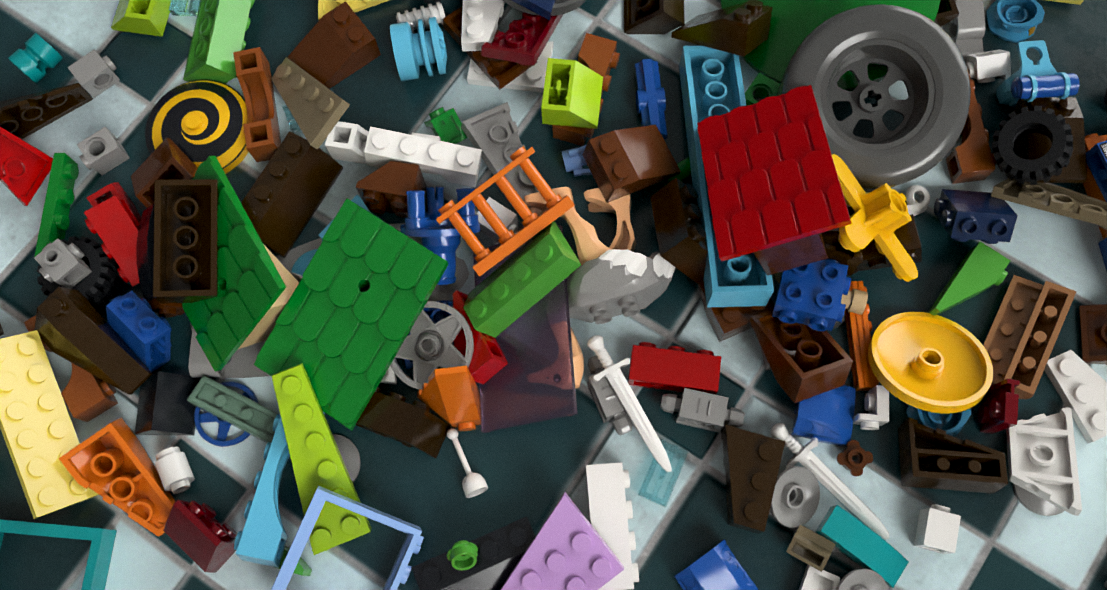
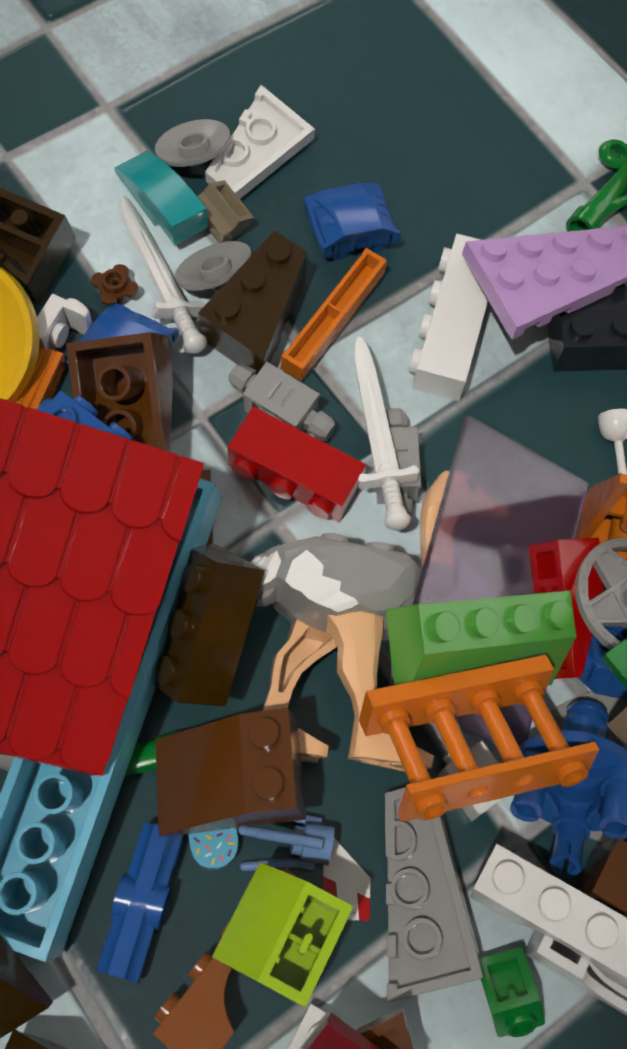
camera: 170 degrees left, 5 degrees down
(549, 151) = (348, 882): none -> white sticker
(673, 449) = (347, 349): clear light blue tile -> none
(695, 495) = (333, 314): none -> orange piece
(937, 529) = (64, 177): white brick -> none

